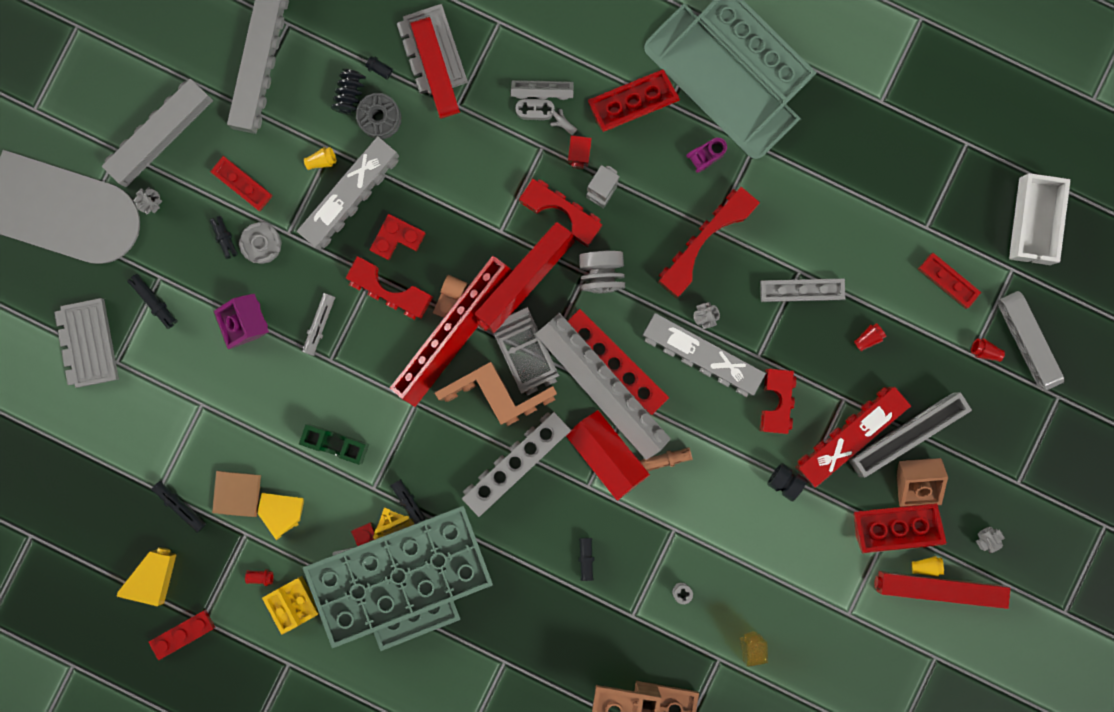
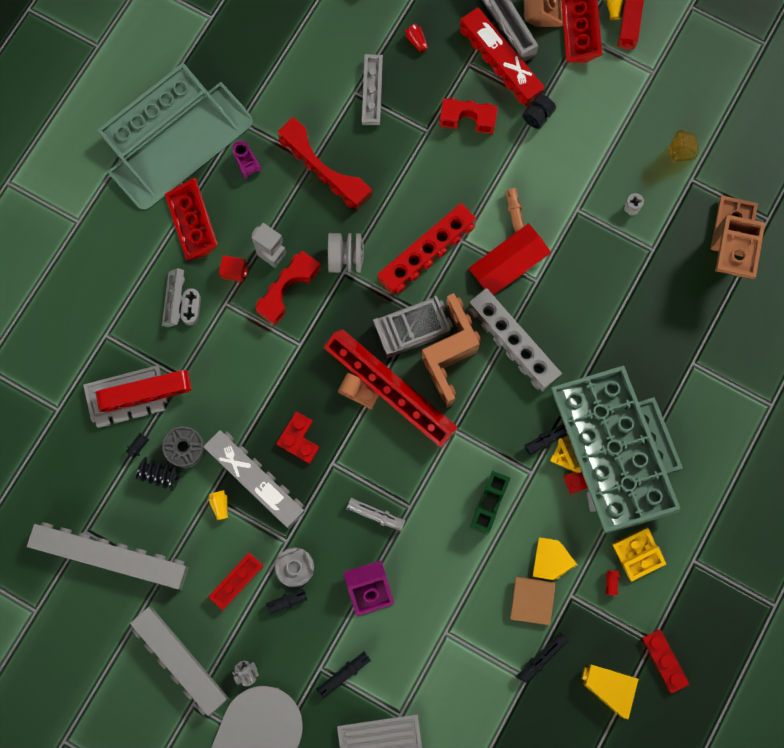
camera: 90 degrees left, 10 degrees down
(366, 276) = (333, 467): red arch -> none
(524, 278) = (346, 320): red brick -> none
(562, 122) = (205, 282): light grey bar -> none
(586, 559) = (602, 284): black pin -> none
(603, 386) = (447, 258): light grey brick -> none
(703, 355) = (424, 173): light grey brick -> none
(706, 315) = (389, 168): light grey gear -> none

